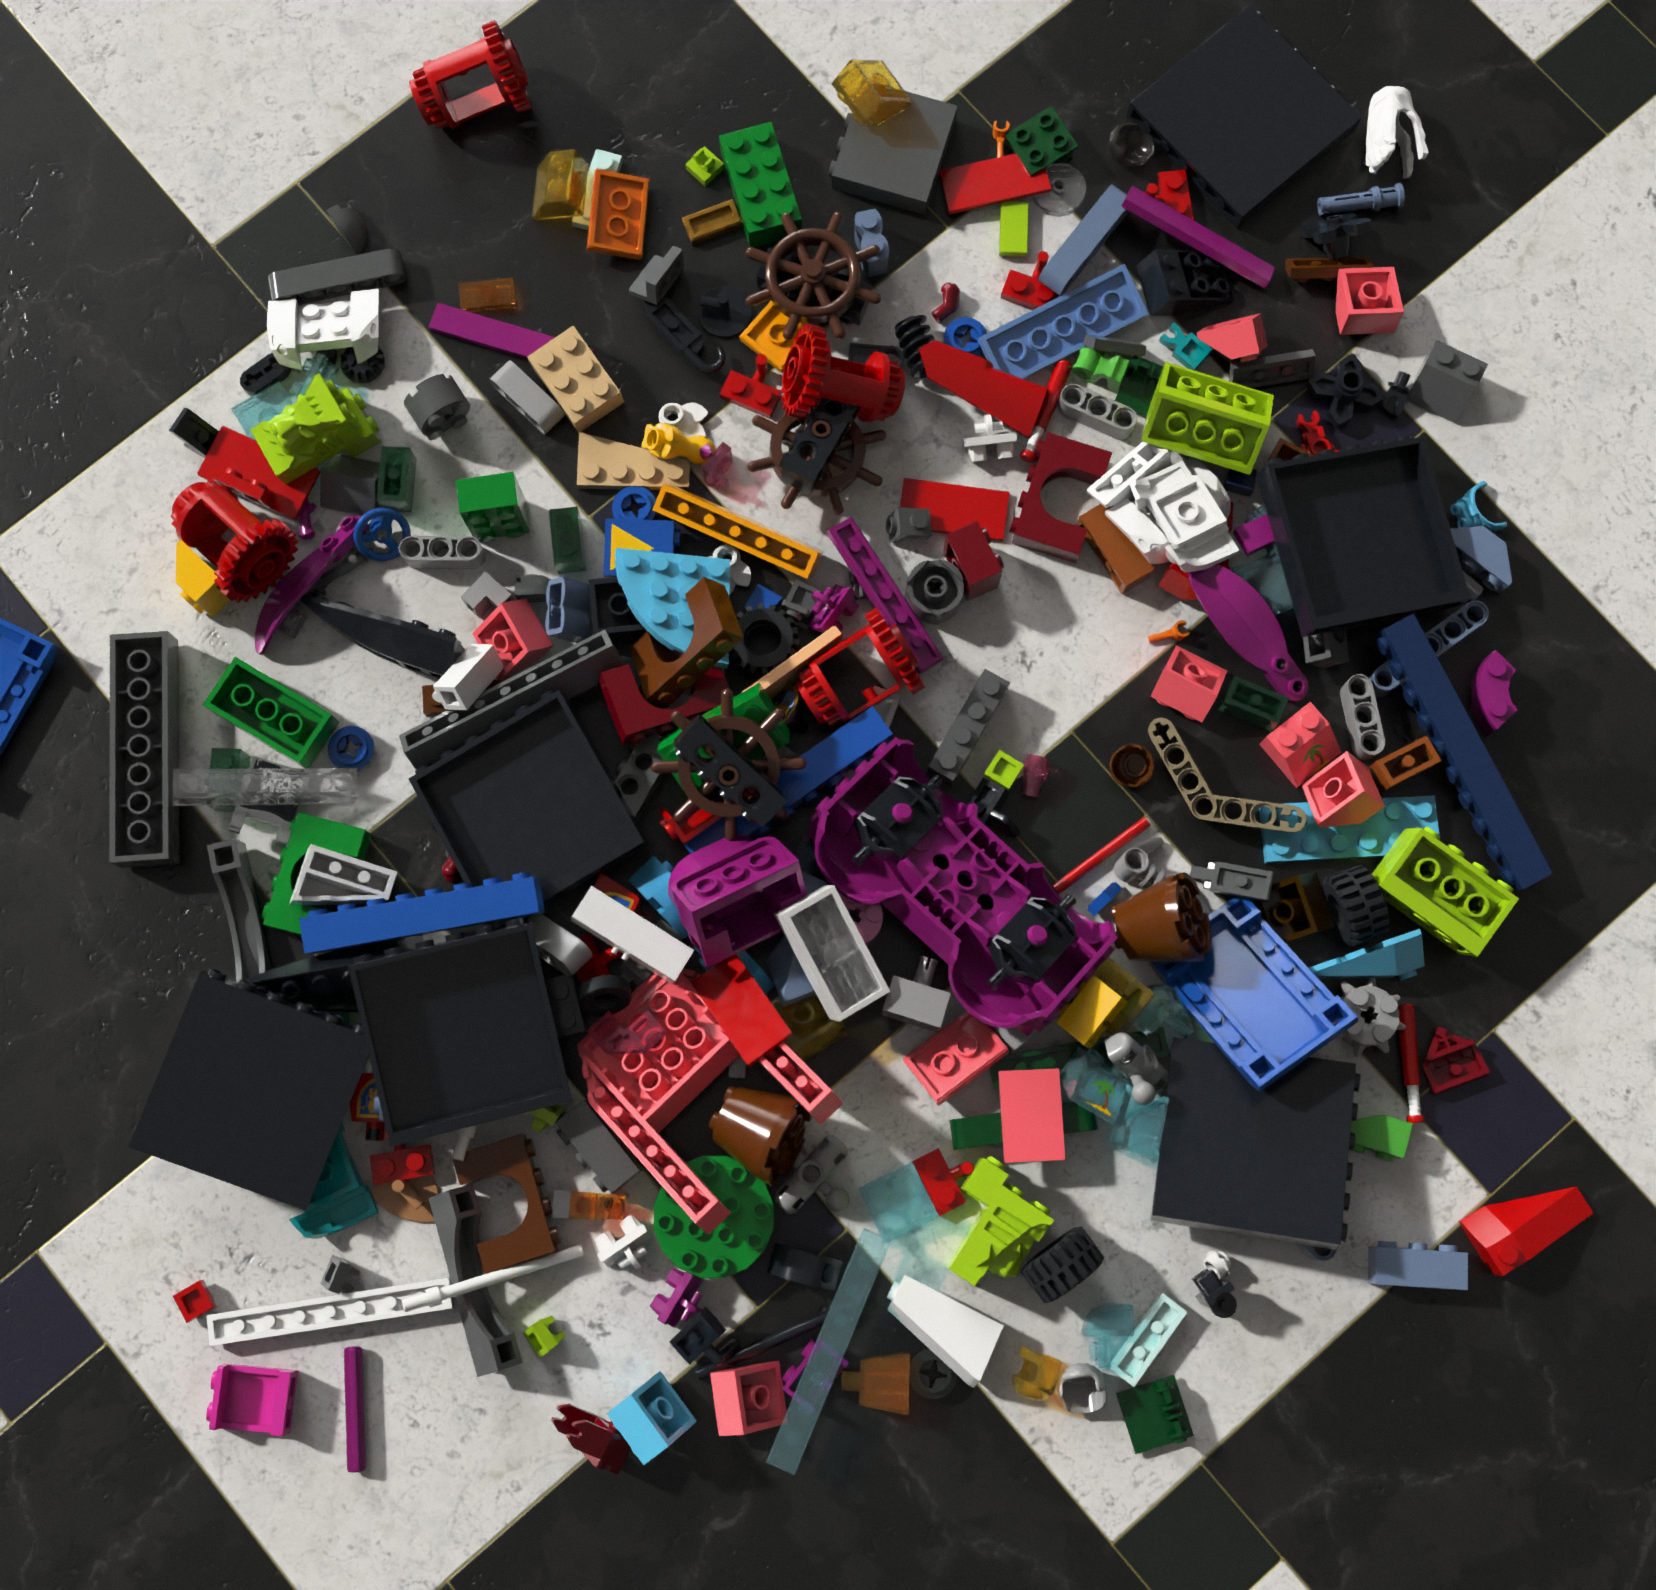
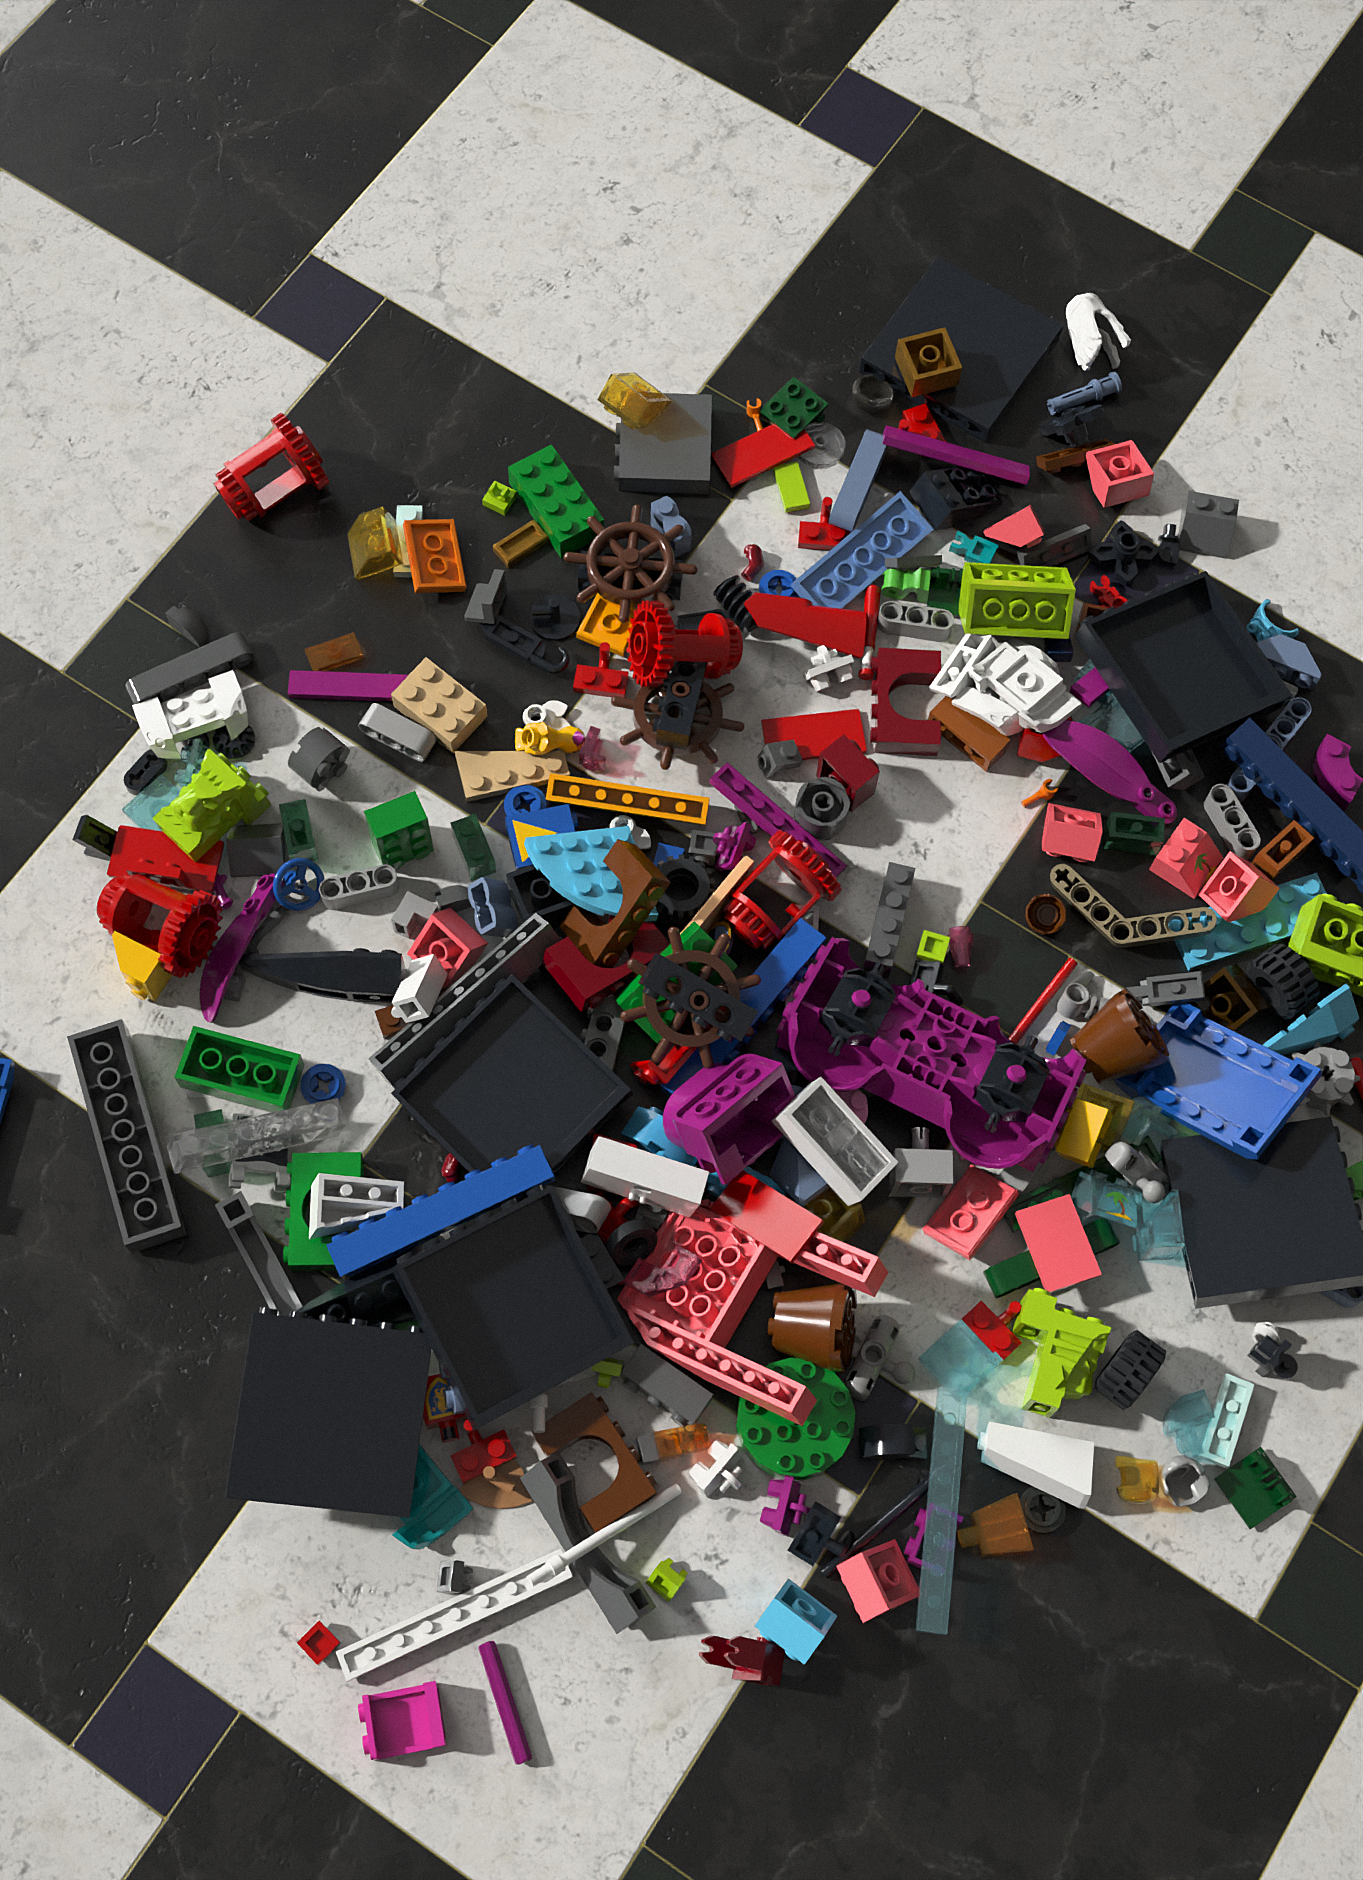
camera: 20 degrees left, 10 degrees down
(1198, 126) = (928, 362): none -> pearl gold brick

